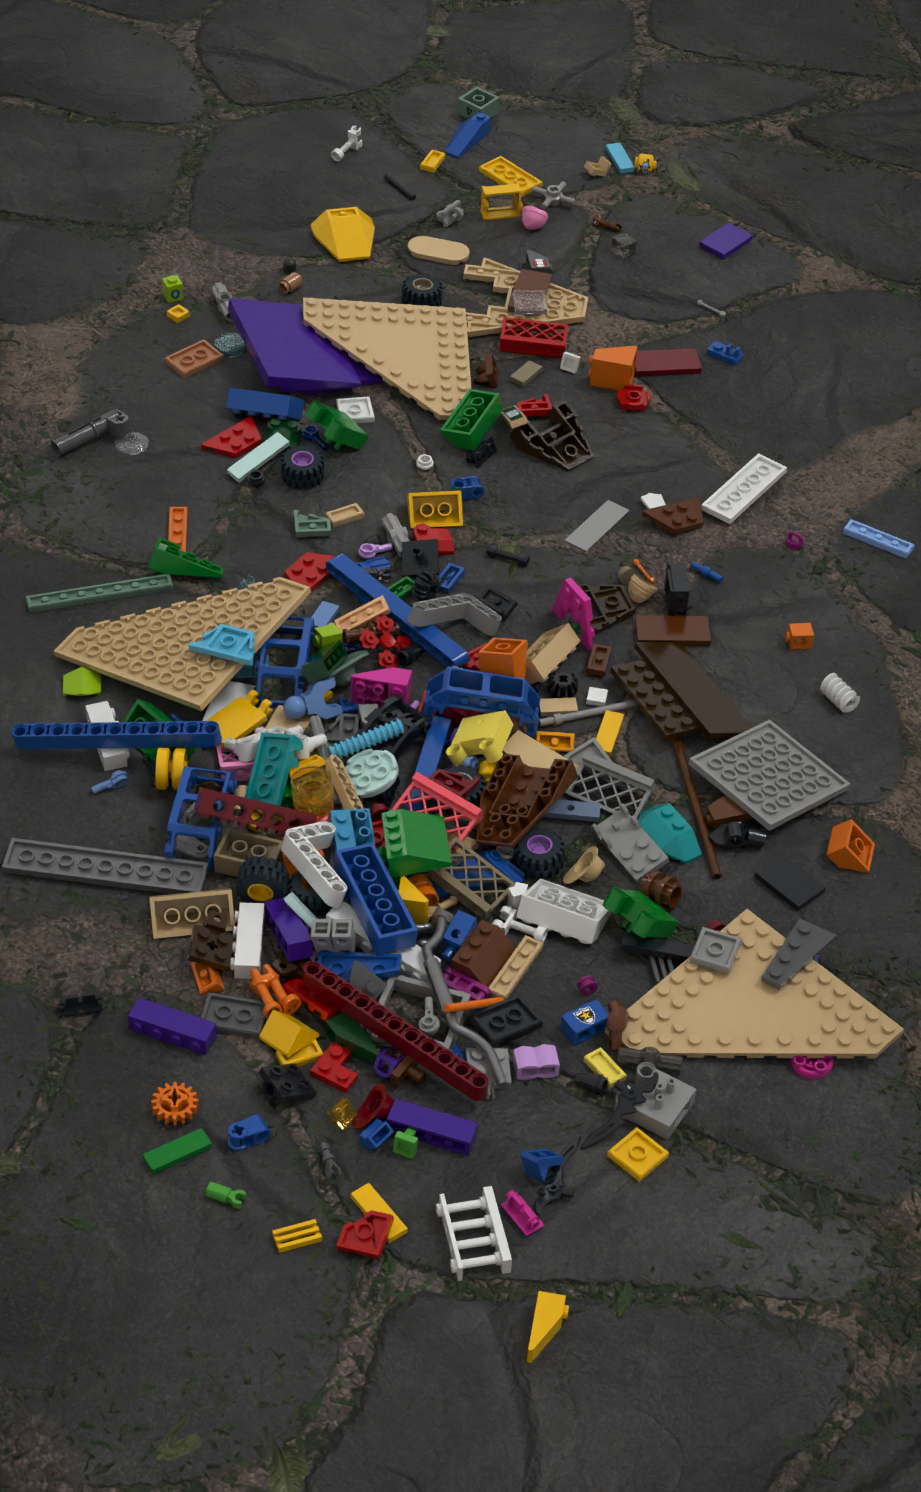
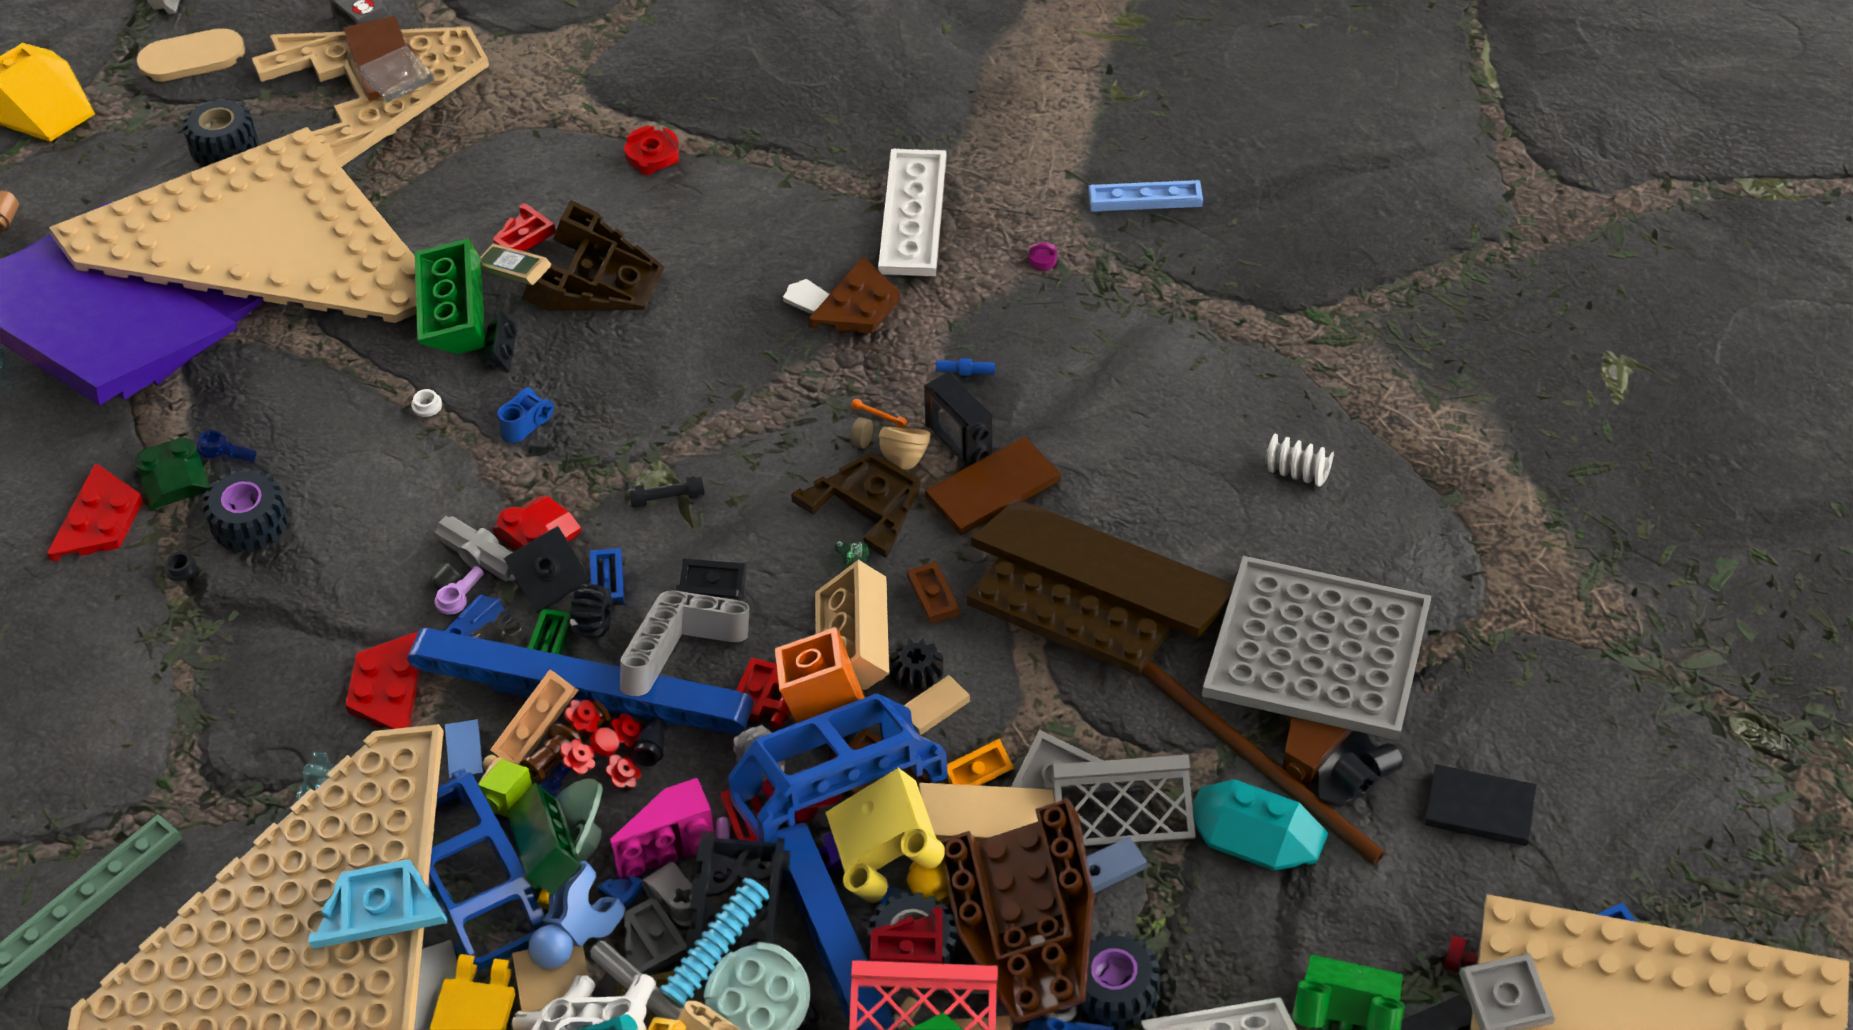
camera: 30 degrees left, 5 degrees up
(169, 559) = (146, 789): green wedge -> none
(178, 526) = (117, 730): orange tile -> none
(258, 457) = (160, 529): light aqua tile -> none
(265, 403) = (106, 434): blue wedge -> none
(311, 525) = (329, 602): sand green wing -> none
(337, 426) = (255, 413): green piece -> none
(344, 515) = (367, 556): tan tile -> none
(357, 408) = (253, 371): white tile -> none
(435, 509) = (503, 474): yellow slope -> none
(473, 762) = (896, 881): medium blue plate -> none
(489, 370) = (417, 213): reddish brown tile -> none
(526, 373) = (467, 186): dark tan tile -> none
(532, 344) = (443, 137): red fence -> none
(558, 719) = (953, 724): light grey bar -> none
(570, 362) = (520, 138): white tile -> none
(578, 605) = (853, 524): dark pink wing -> none
(586, 868) = (1195, 962): tan piece -> none
(597, 525) = (752, 374): light grey sticker -> none
(597, 696) = (975, 655): white tile -> none
(609, 730) = (1038, 702): yellow tile -> none
(612, 367) = (594, 117): orange slope -> none
(630, 844) = (1225, 881): light grey hinge -> none
(661, 889) = (1334, 935): reddish brown piece -> none
(667, 362) = (651, 73): dark red tile -> none
(725, 352) = (721, 21): blue plate -> none
(797, 952) = (1619, 926): dark grey wing -> none
(799, 636) = (1173, 399): orange brick -> none
(850, 847) = (1514, 699): orange slope -> none

